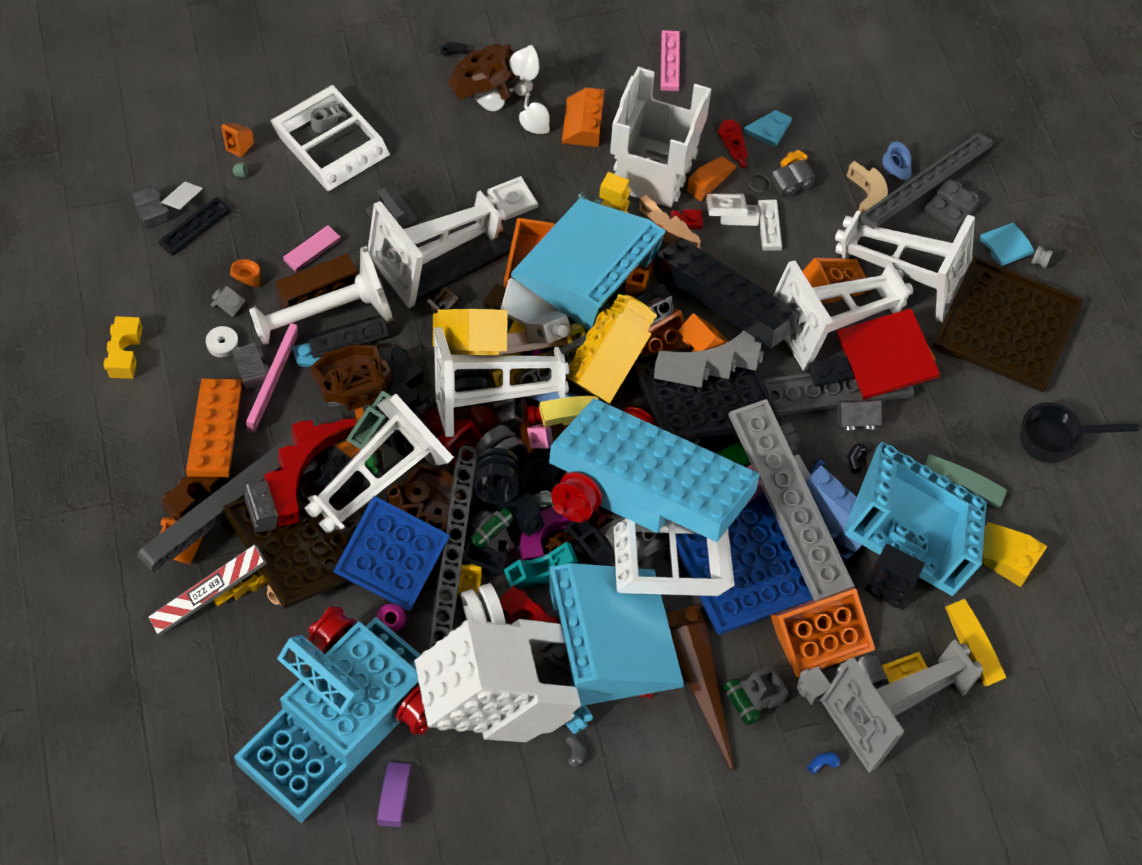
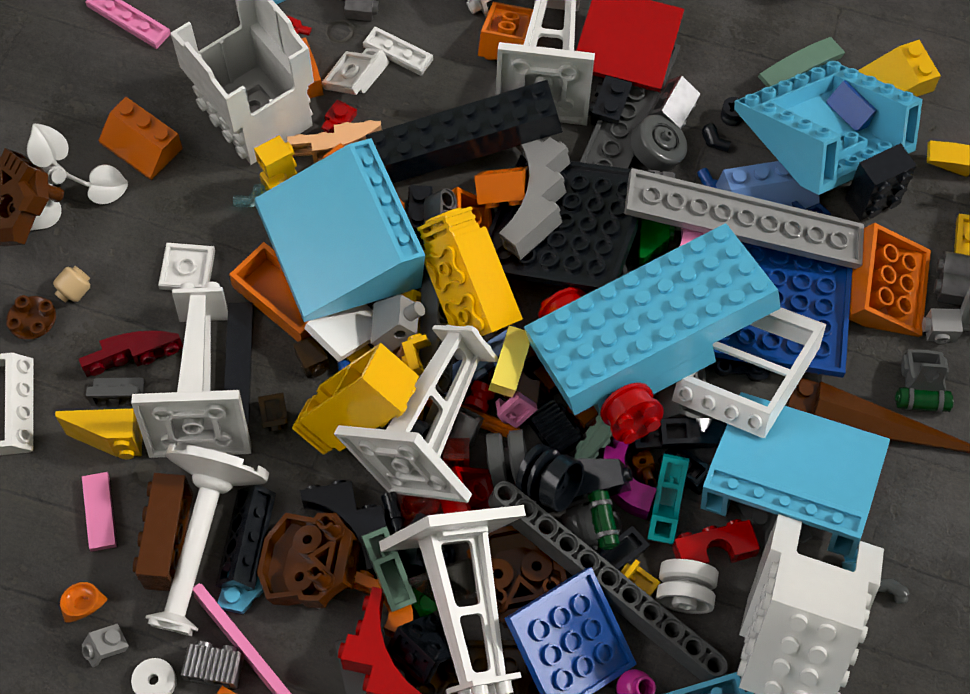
camera: 55 degrees left, 5 degrees up
(362, 214) = (107, 430): none -> yellow slope
(415, 135) = (31, 317): none -> reddish brown dish
(425, 193) = (139, 345): none -> dark red slope
(452, 142) = (71, 284): none -> tan head
(534, 348) = (411, 348): none -> yellow bracket
(818, 419) = (658, 143): none -> dark grey wheel
(948, 529) = (851, 106): none -> blue slope

